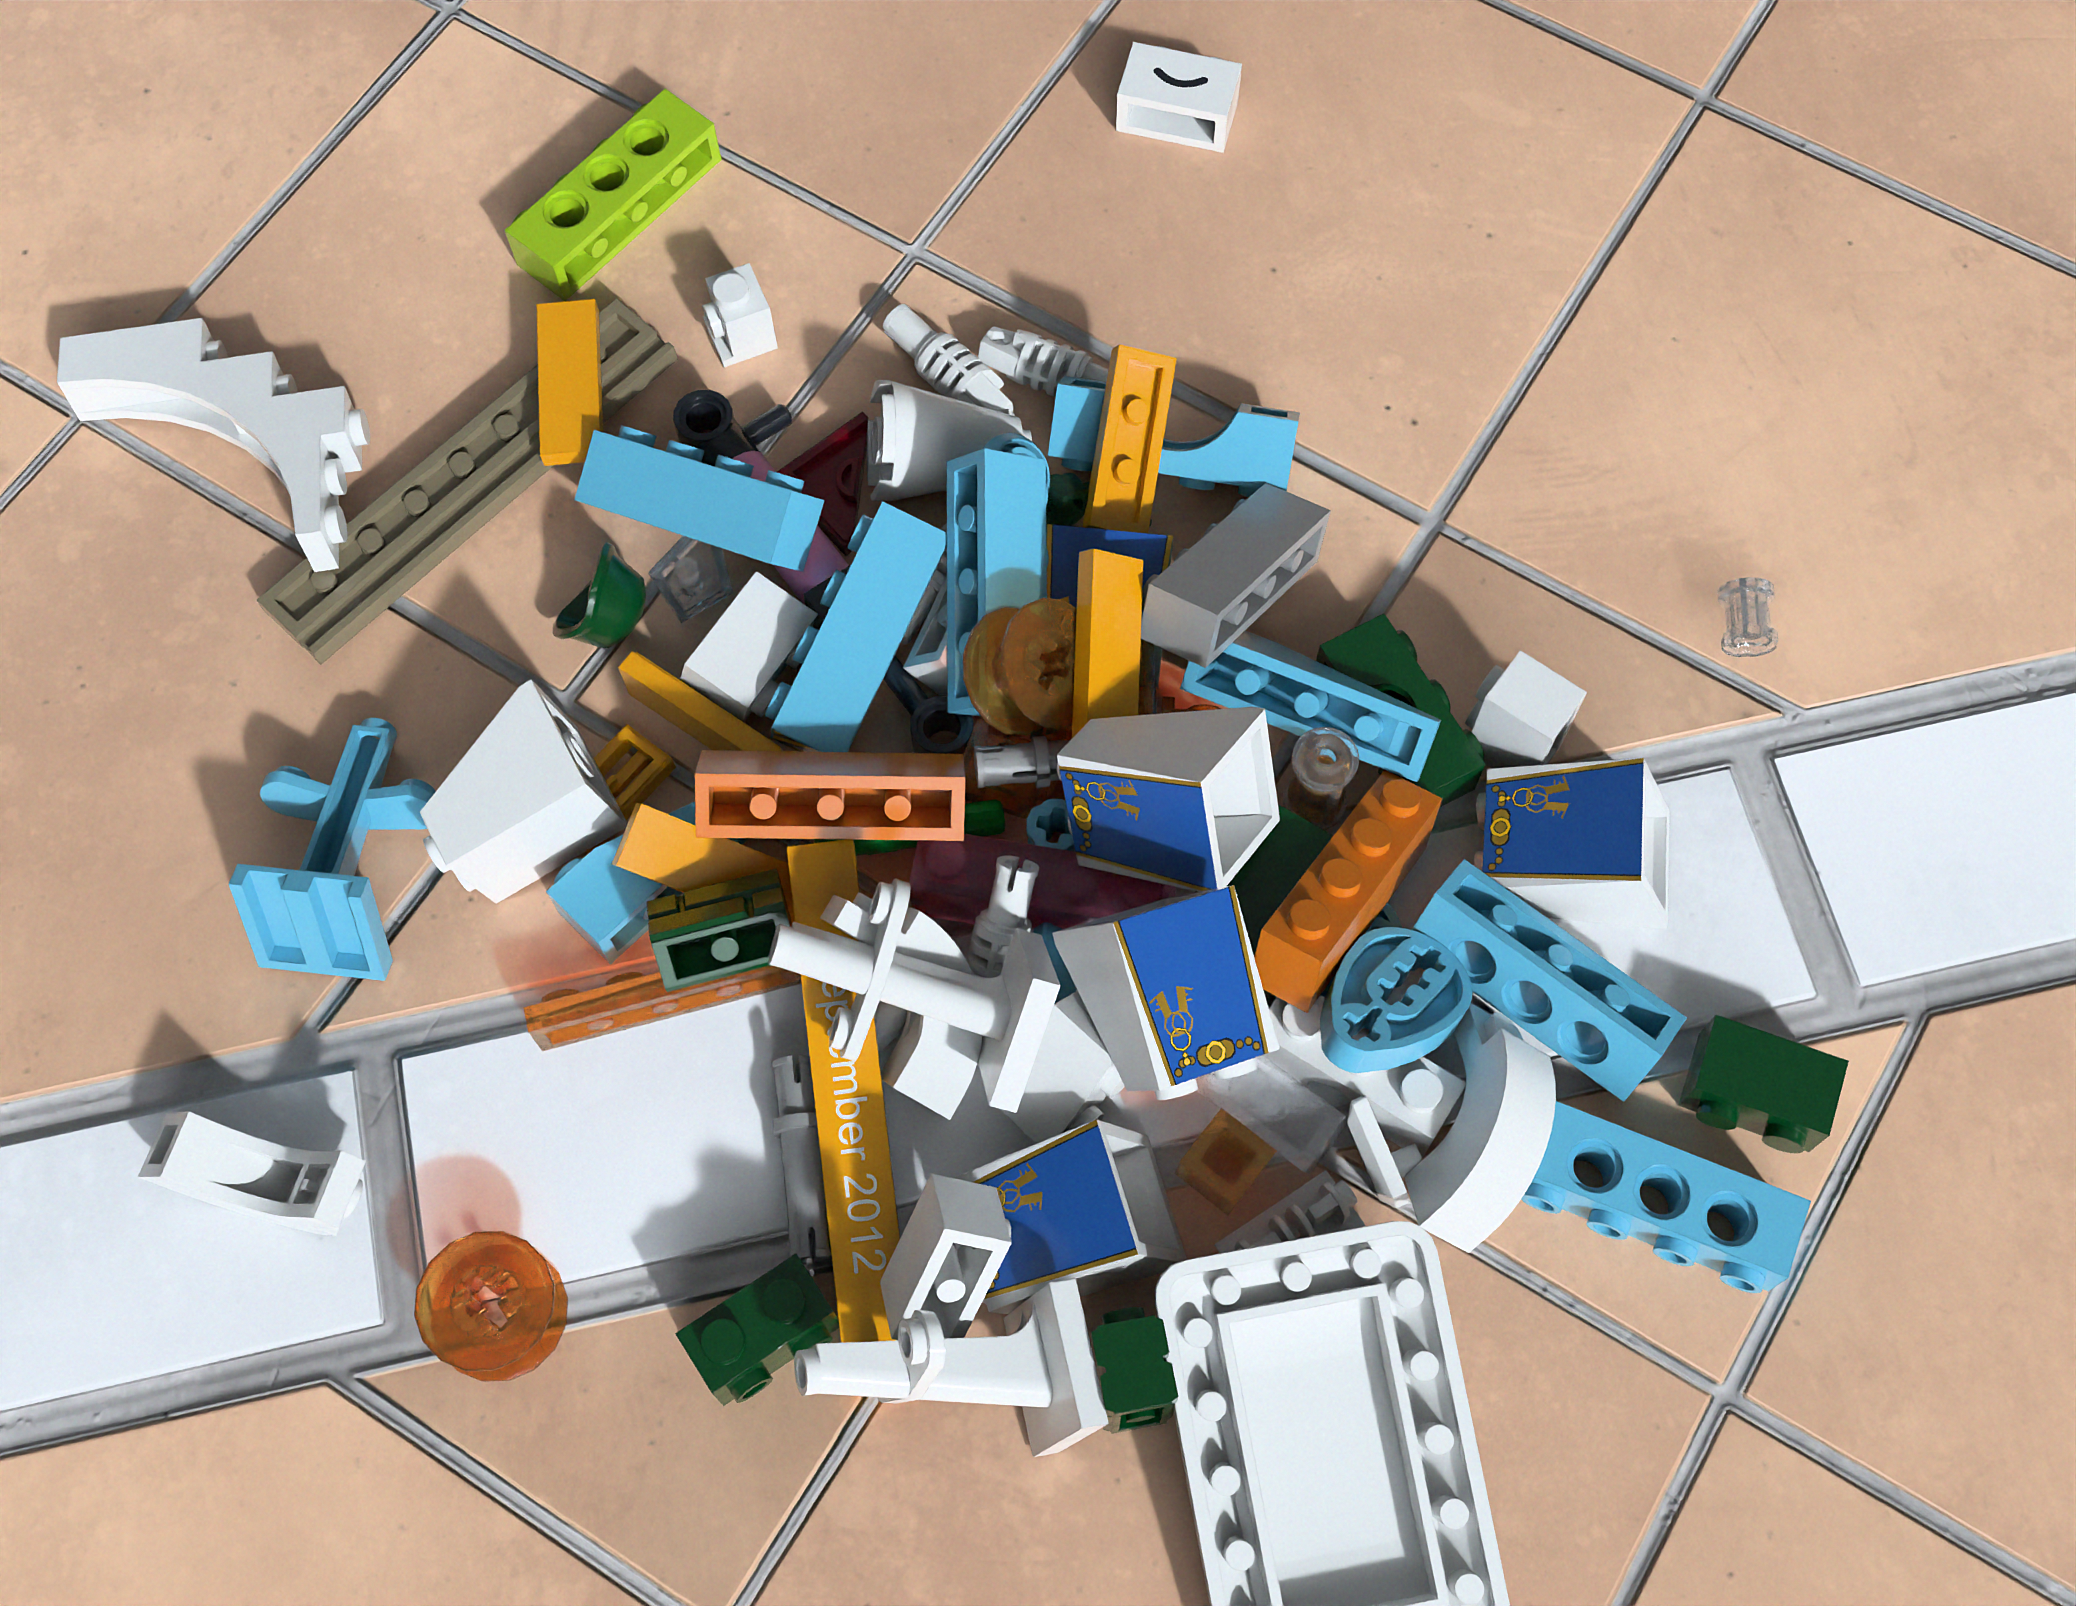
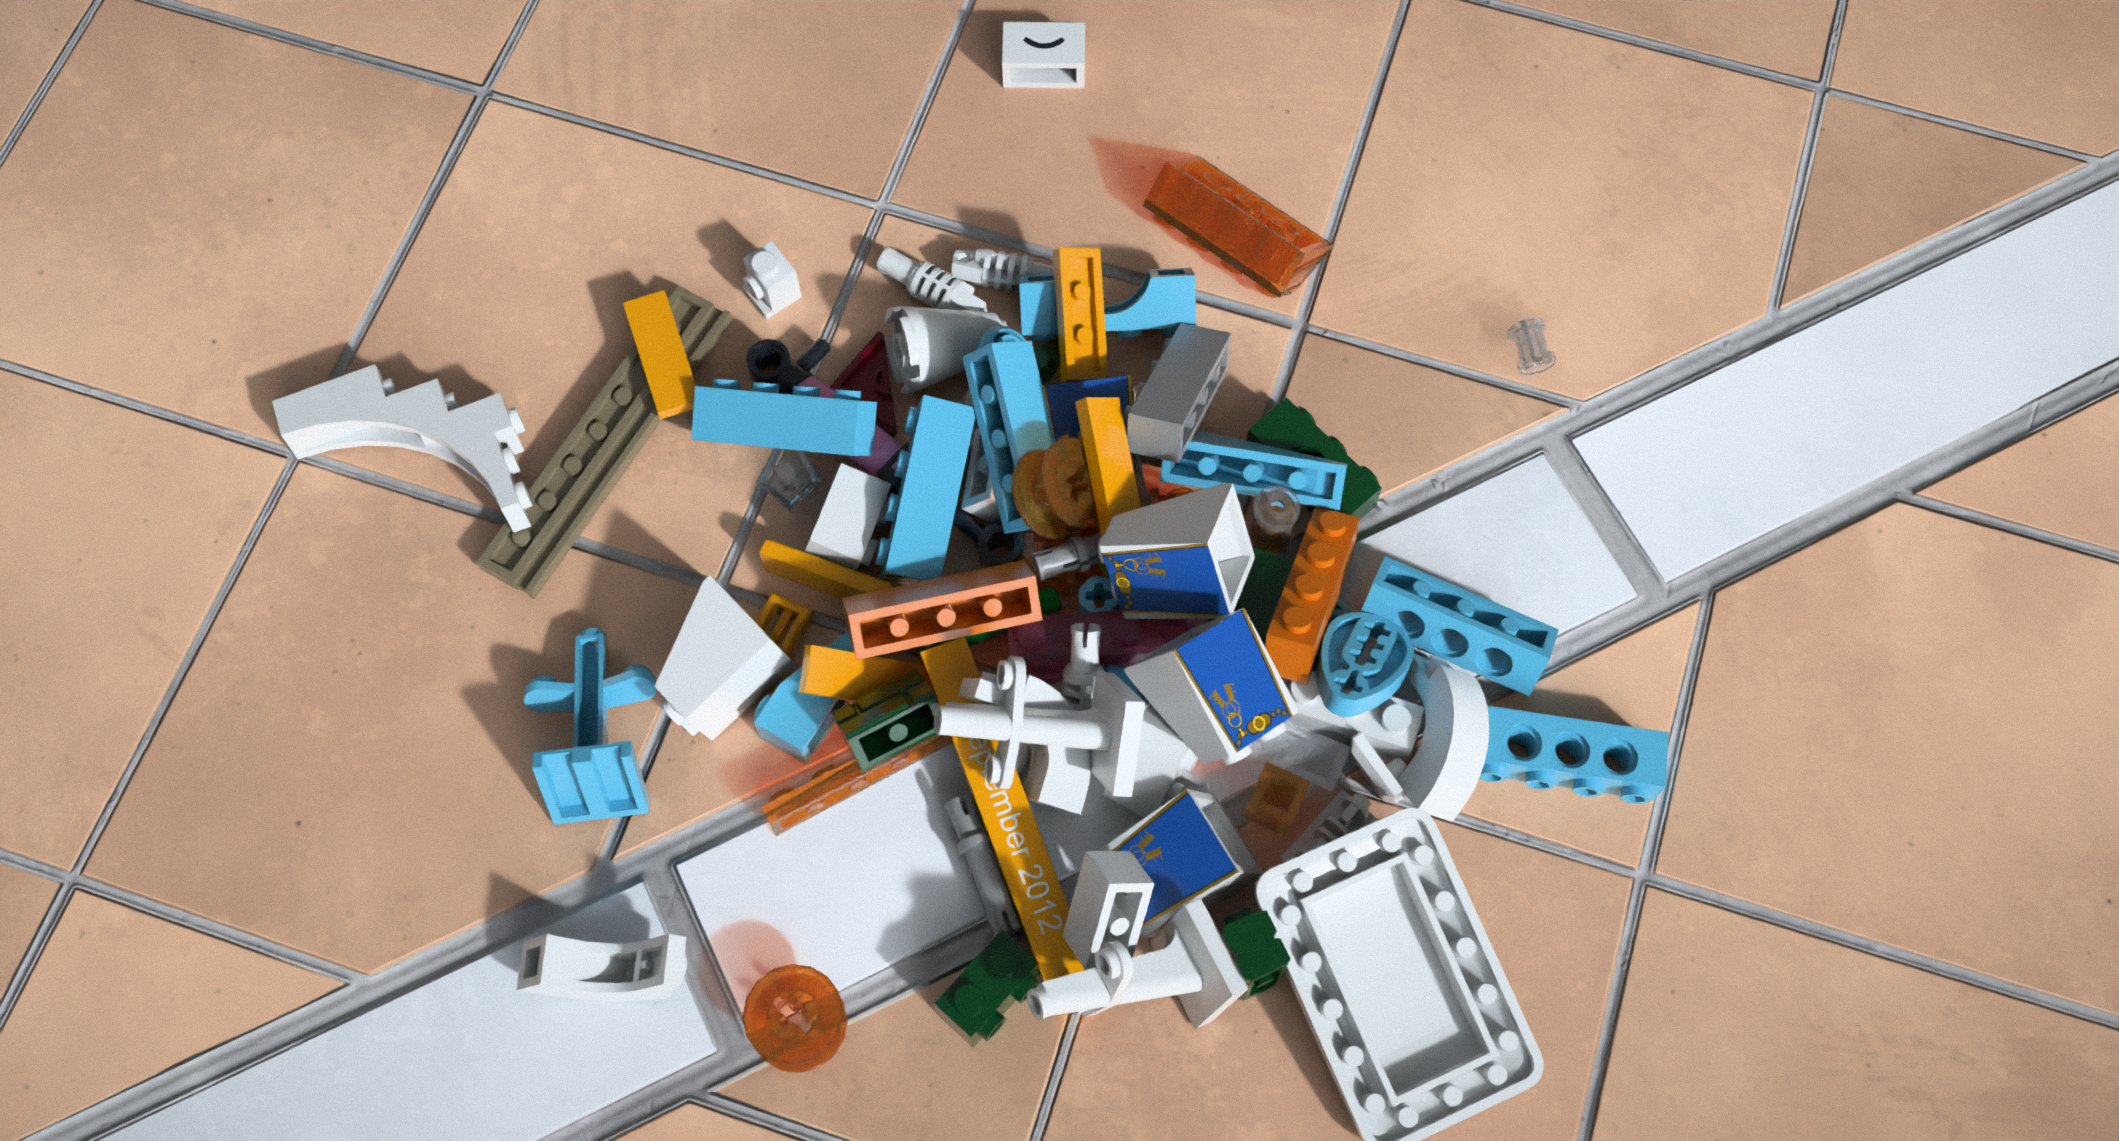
camera: 15 degrees left, 0 degrees up
(606, 606) = (733, 510): dark green helmet -> none
(613, 194) = (629, 262): lime brick -> none
(1377, 370) = (1235, 225): none -> clear orange slope
(1523, 713) = (1399, 449): white brick -> none
(1579, 840) = (1456, 525): slope -> none
(1763, 1085) = (1618, 663): dark green brick -> none

